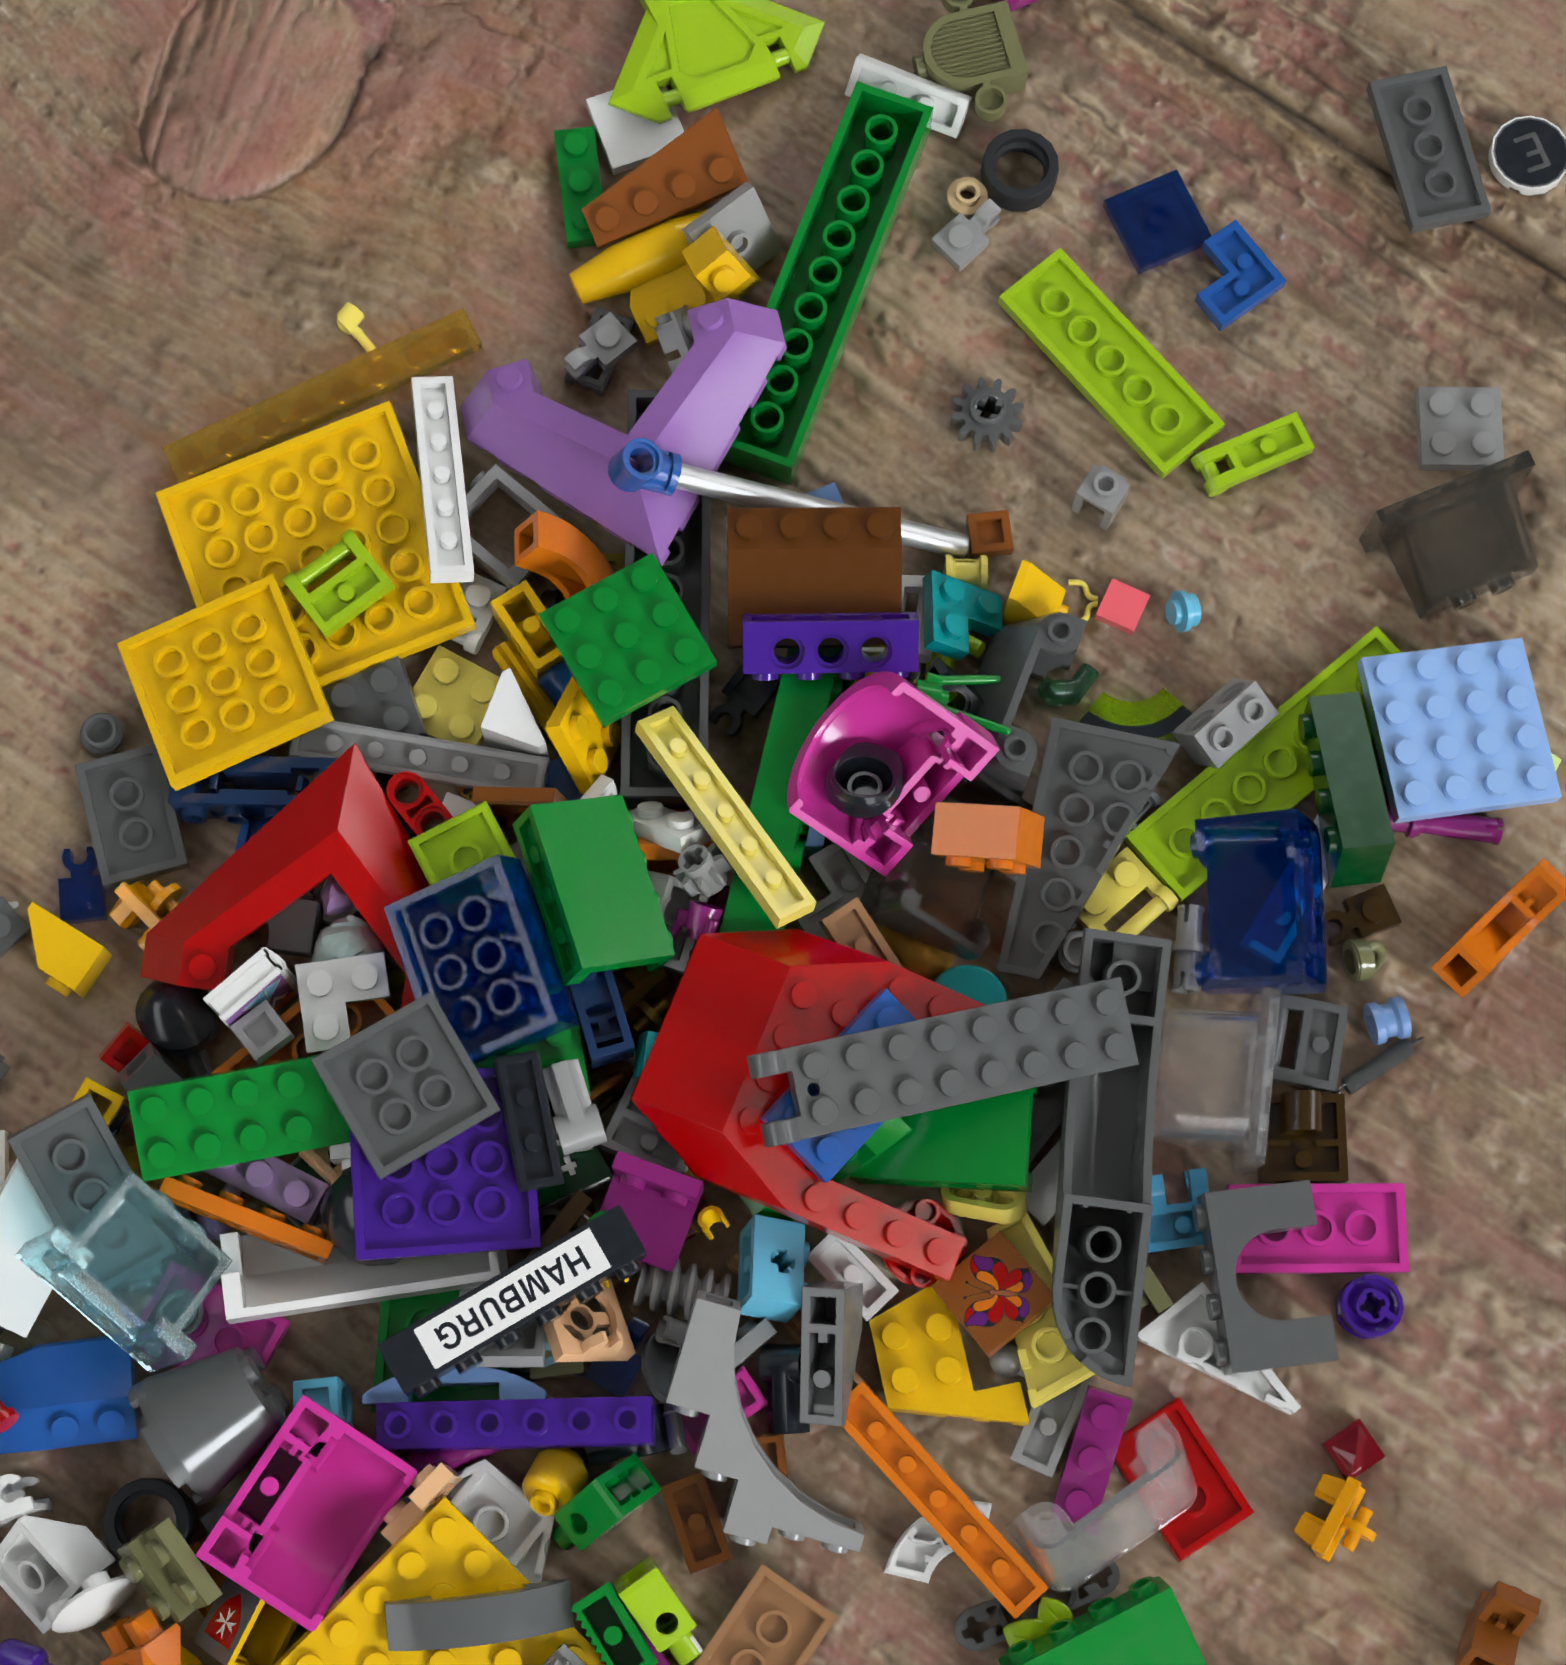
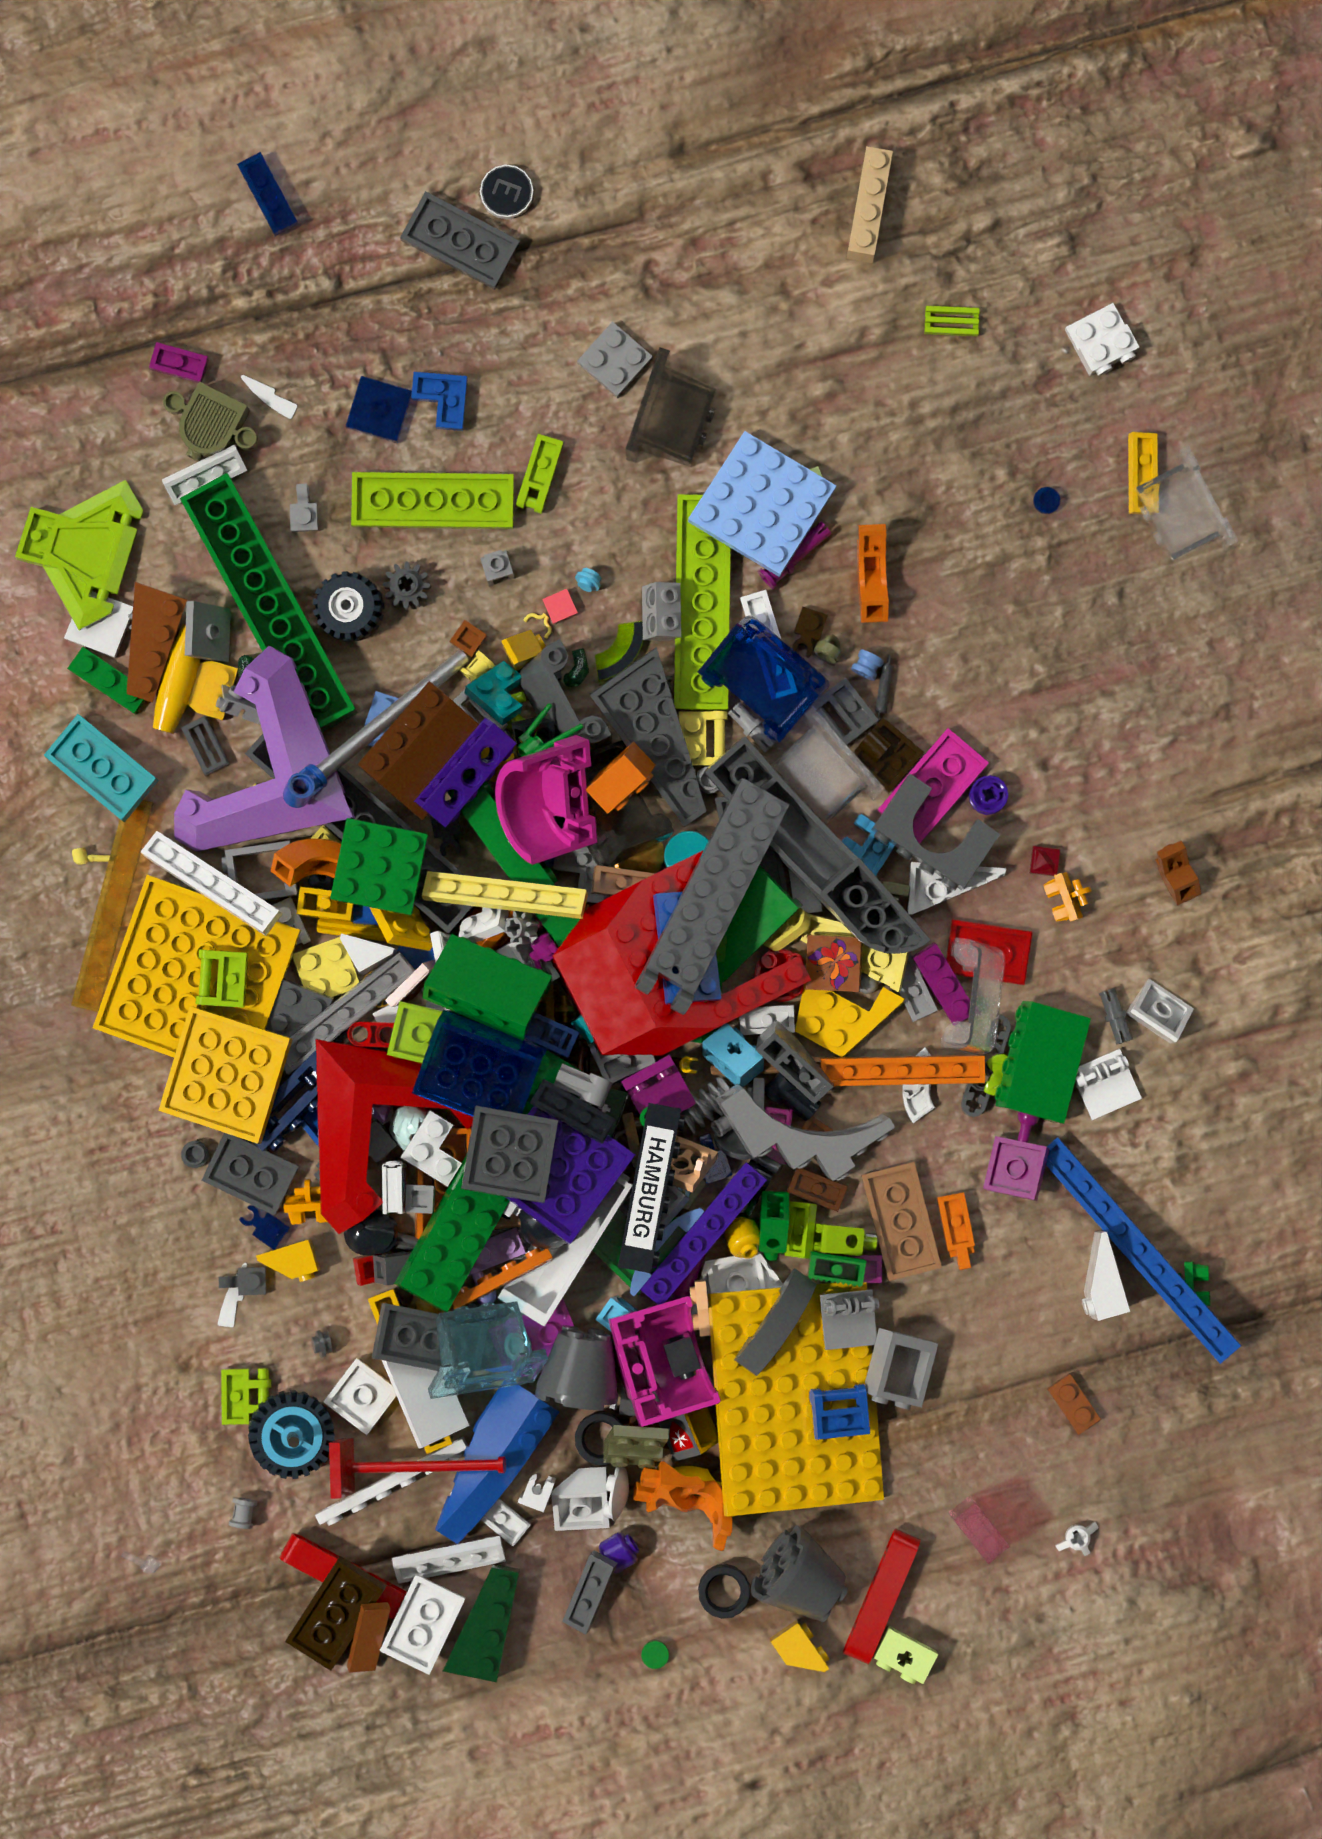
camera: 45 degrees left, 10 degrees up
(333, 1529) = (681, 1356): none -> black brick
(471, 255) = (101, 767): none -> teal plate
(601, 344) = (206, 742): light grey plate -> none
(627, 1546) = (801, 1229): none -> lime plate
(720, 266) = (218, 653): yellow slope -> none
(865, 780) = (546, 814): black hat -> none
(903, 369) = (348, 606): none -> black wheel
(966, 206) = (286, 500): tan plate -> none
(1019, 141) = (287, 434): black tyre -> none
(1059, 93) = (267, 395): none -> white sticker
(1346, 789) = (743, 585): dark green wedge -> none

